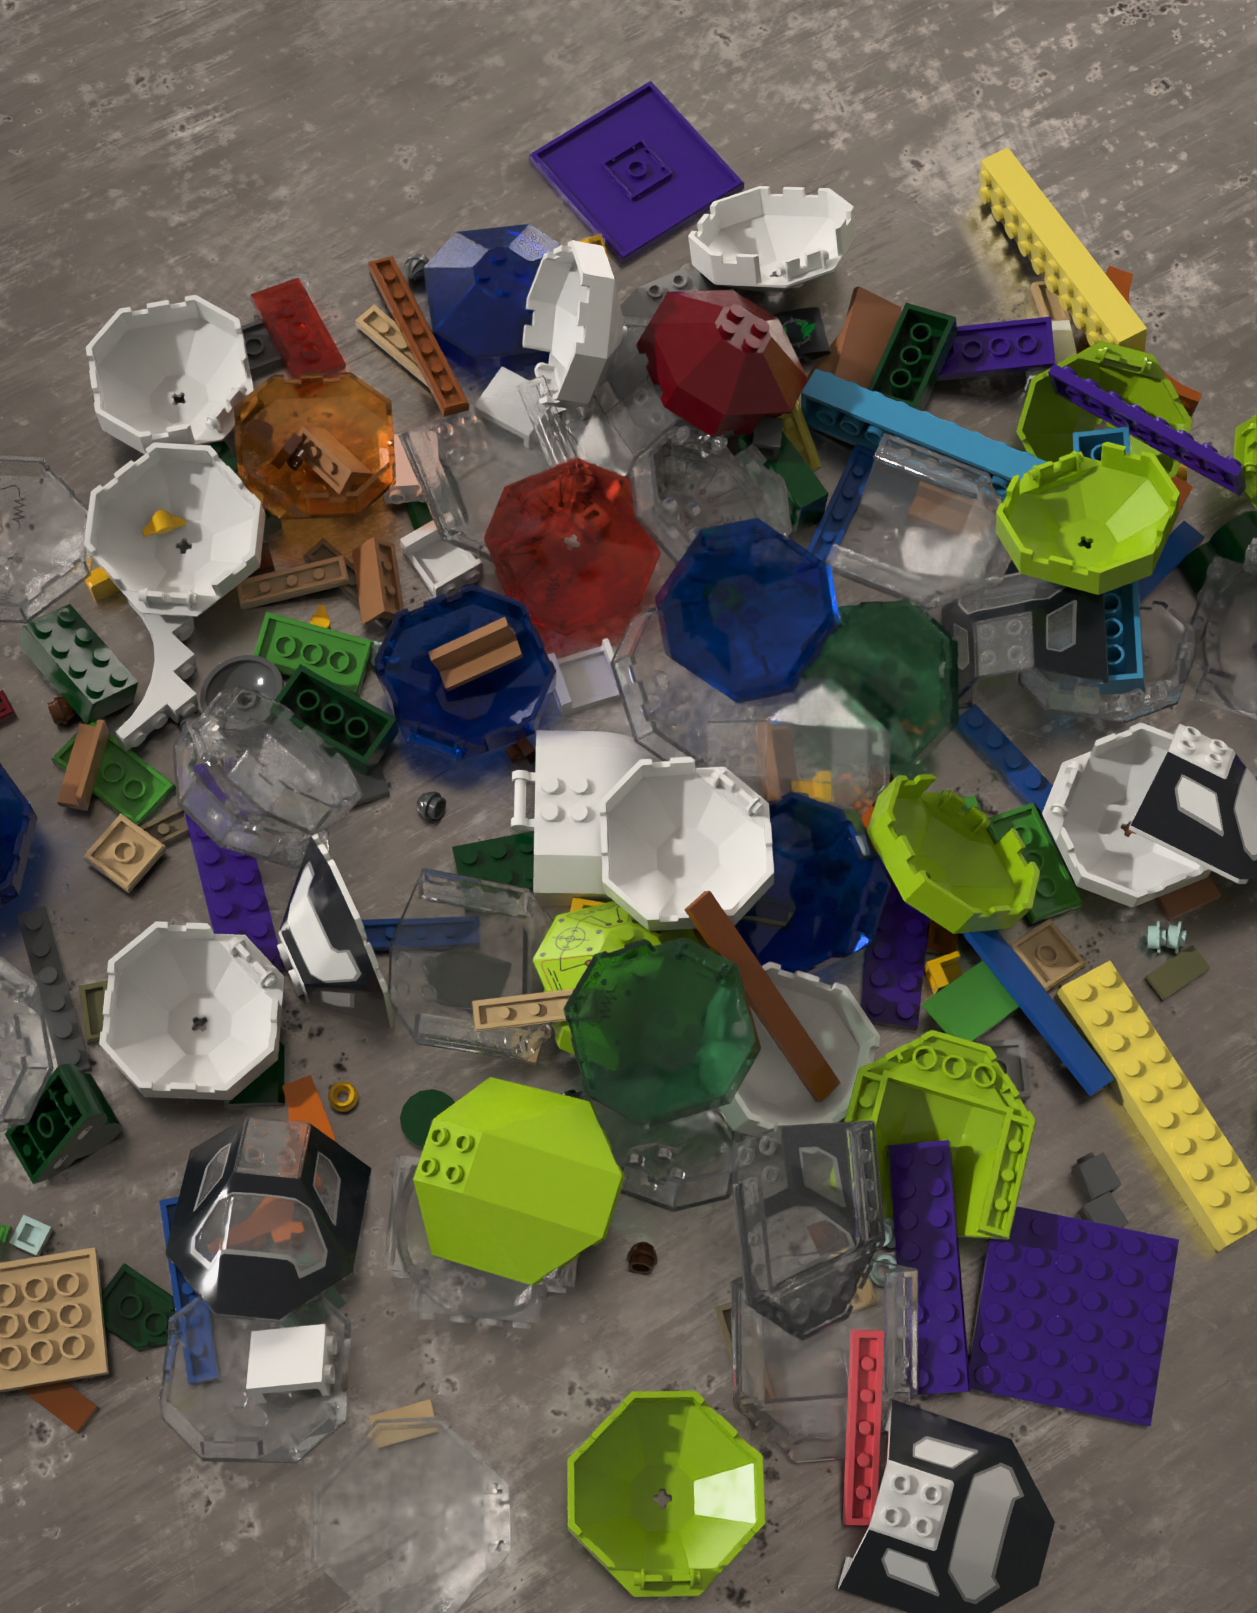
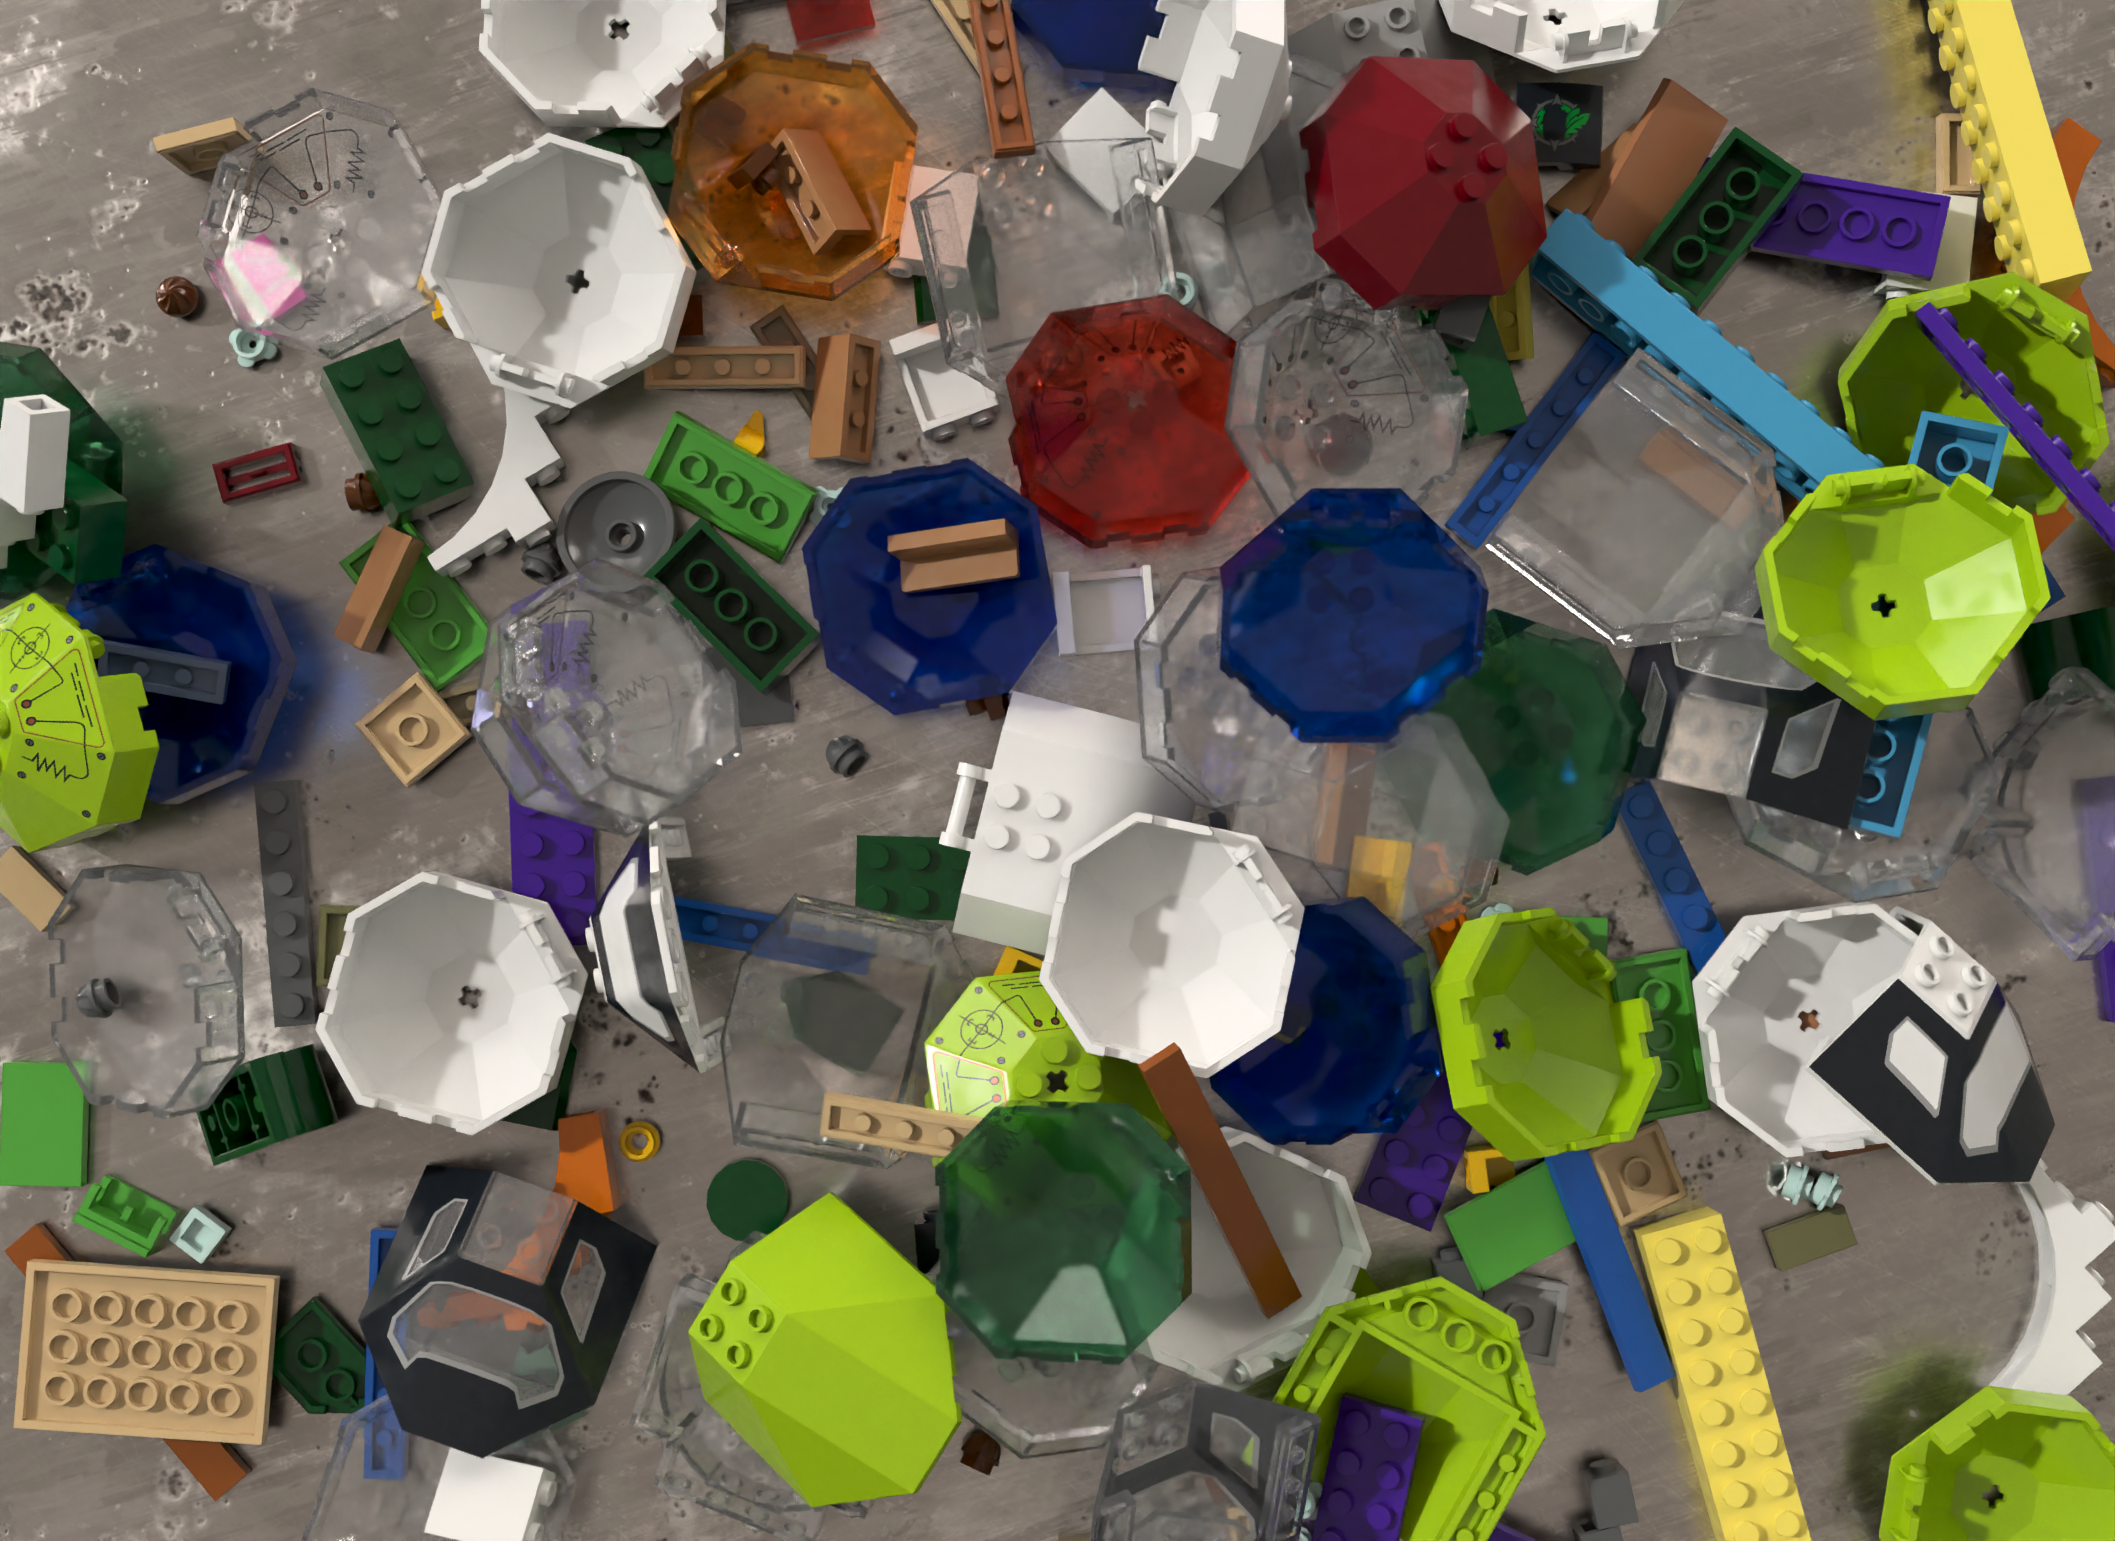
camera: 20 degrees right, 20 degrees up
(162, 523) = (549, 244): yellow piece -> none

